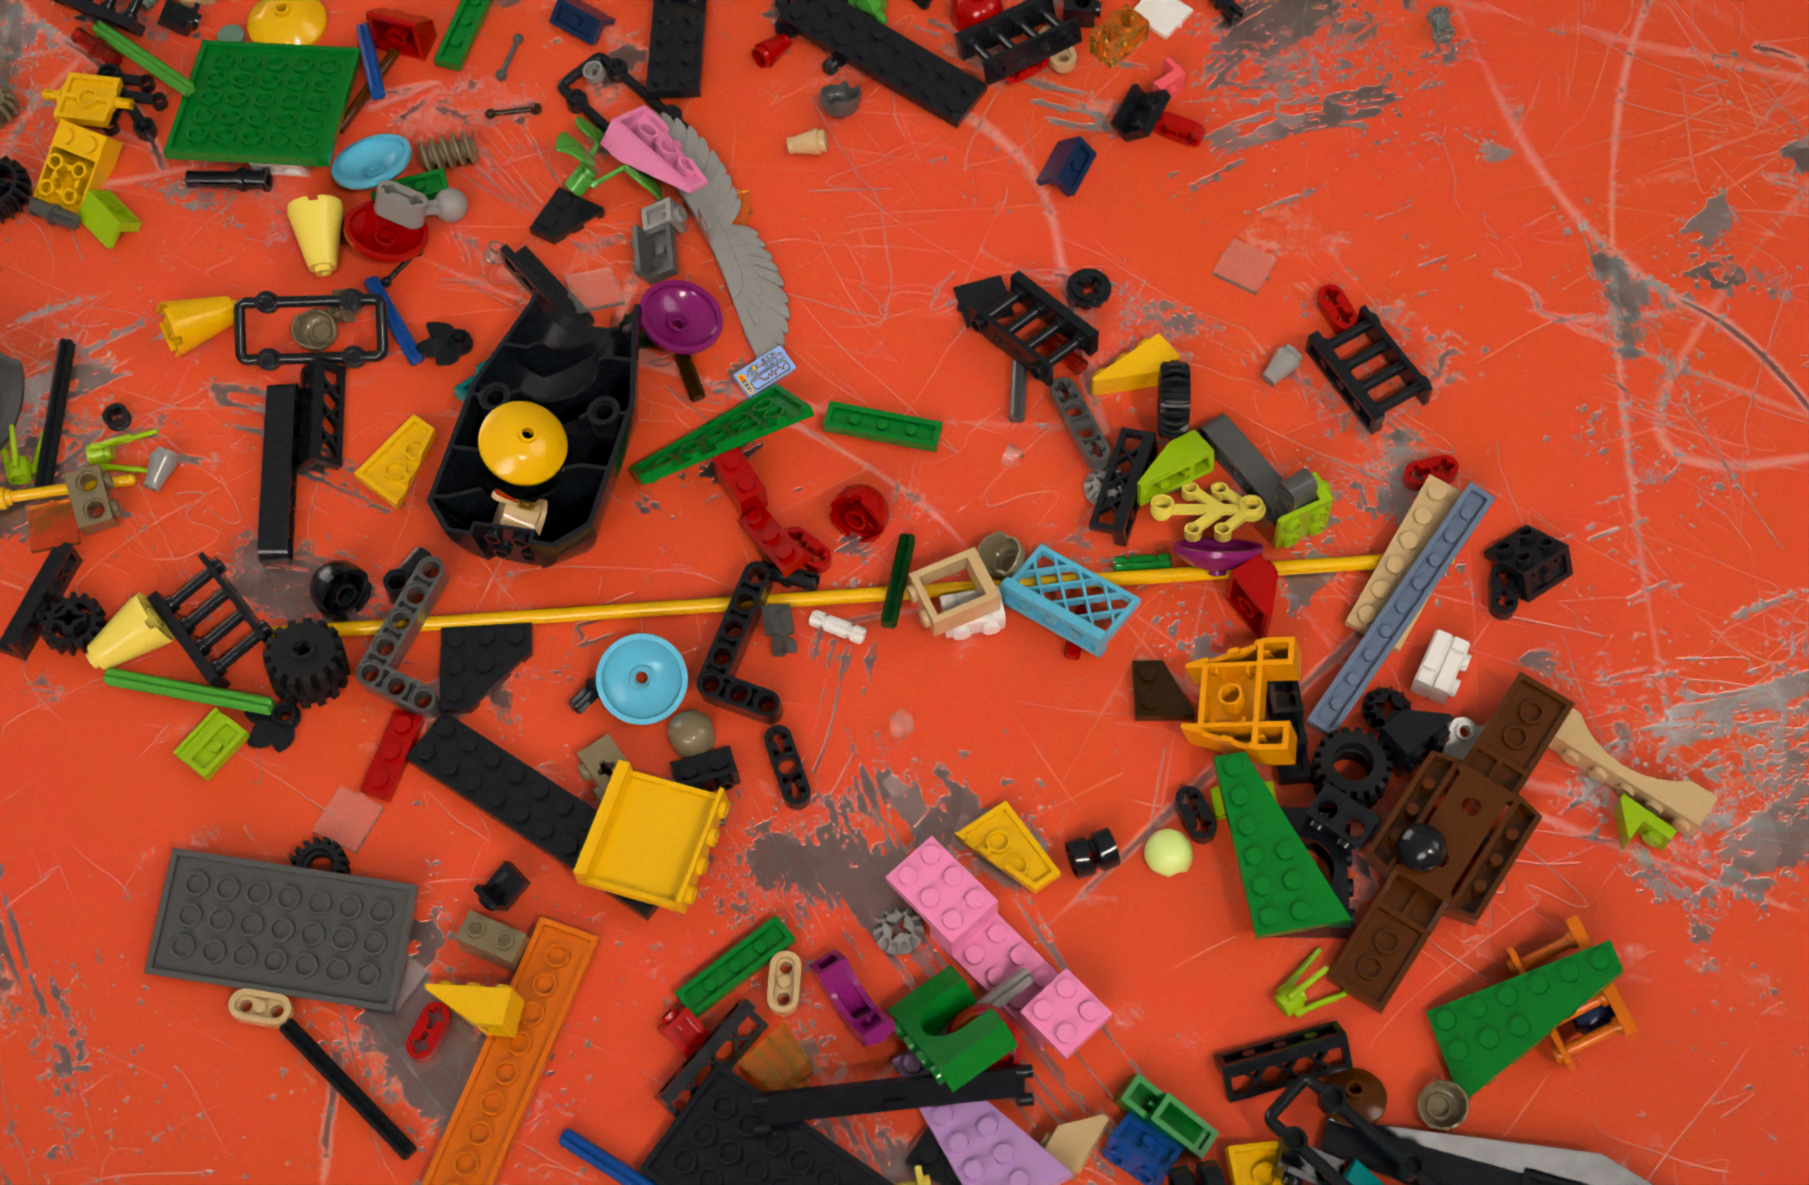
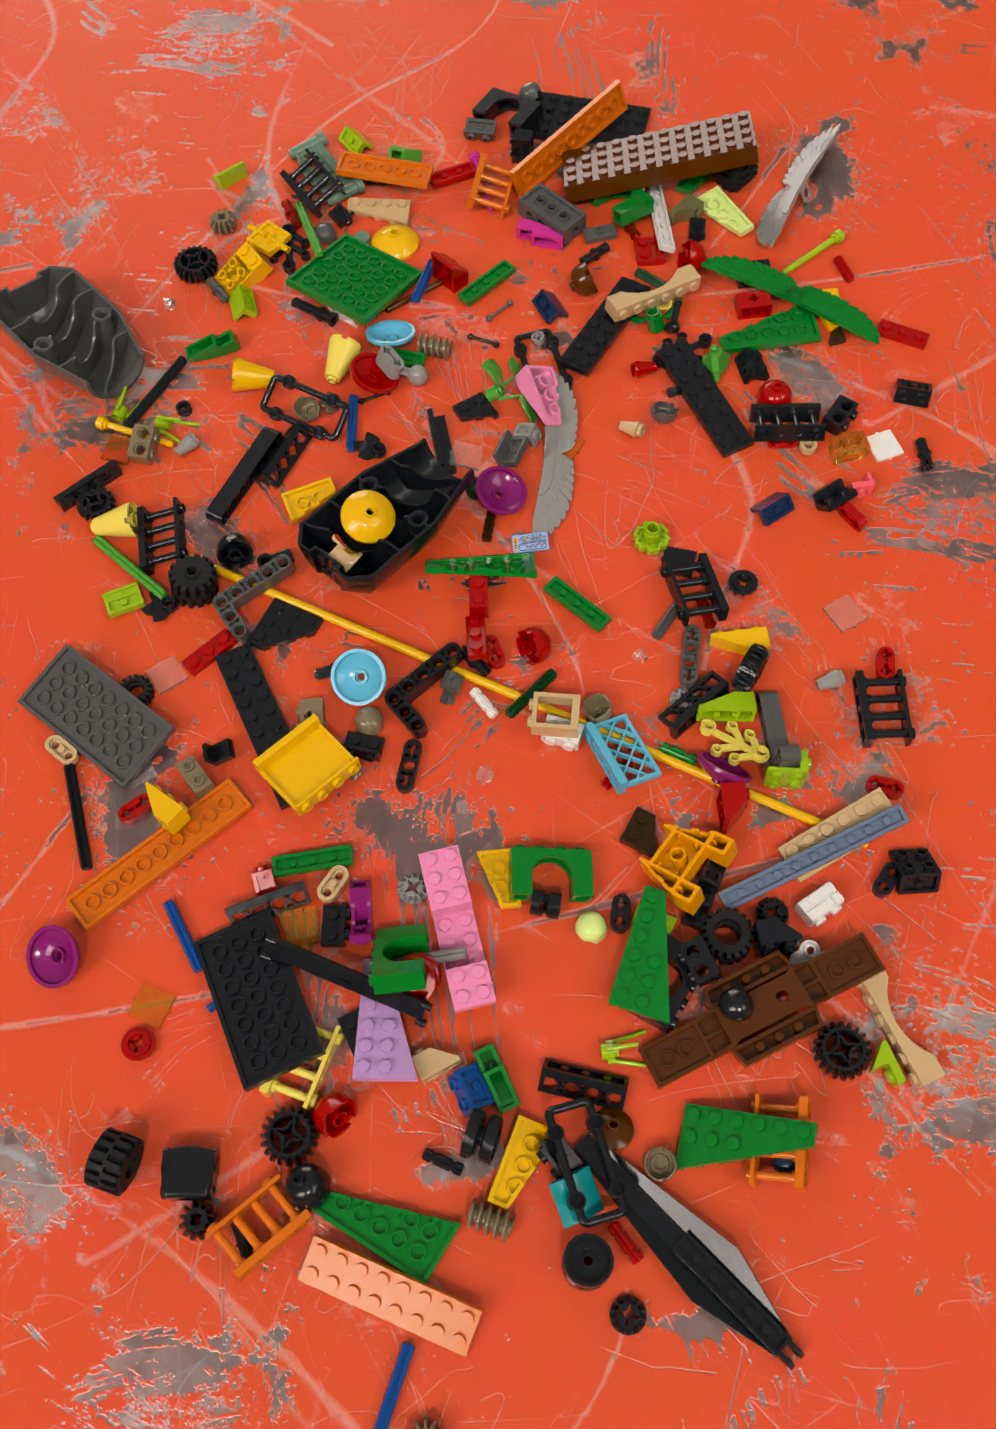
camera: 30 degrees right, 0 degrees up
(103, 303) = (213, 346): none -> green slope
(172, 53) = (325, 233): none -> dark grey hair
(822, 1037) = (334, 925): none -> black bracket
(928, 285) = (651, 537): none -> lime plant
(1098, 779) = (575, 863): none -> green arch
(1593, 856) = (844, 1059): none -> black gear

